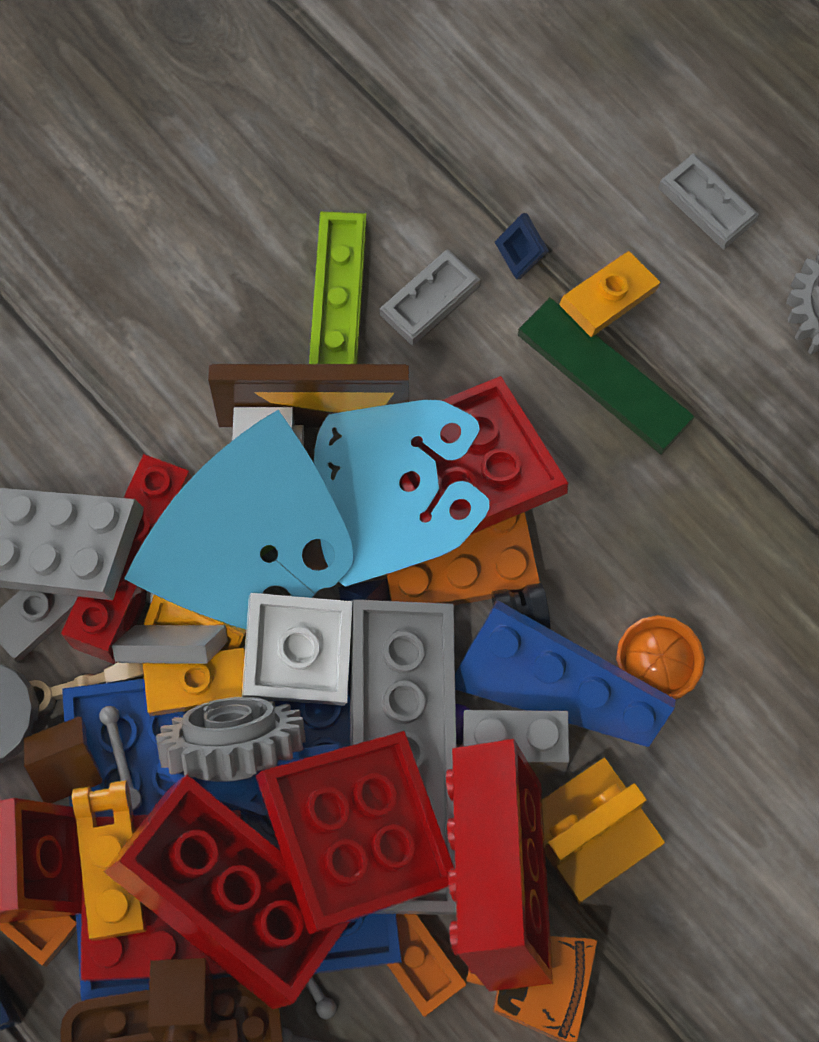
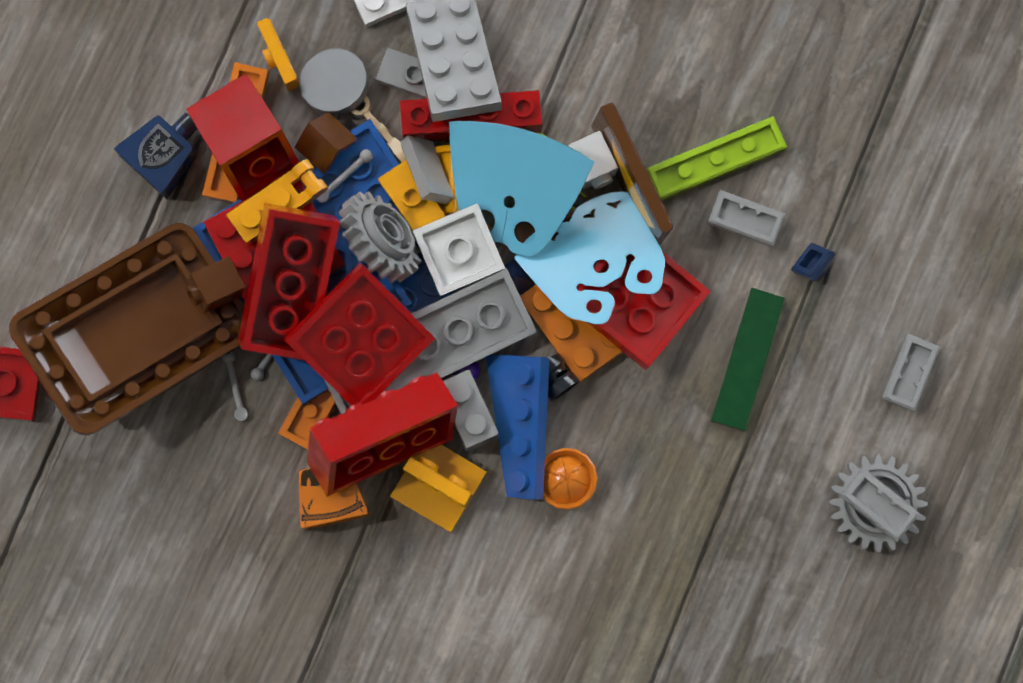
camera: 65 degrees right, 10 degrees up
(609, 293) = (806, 336): light orange plate -> none

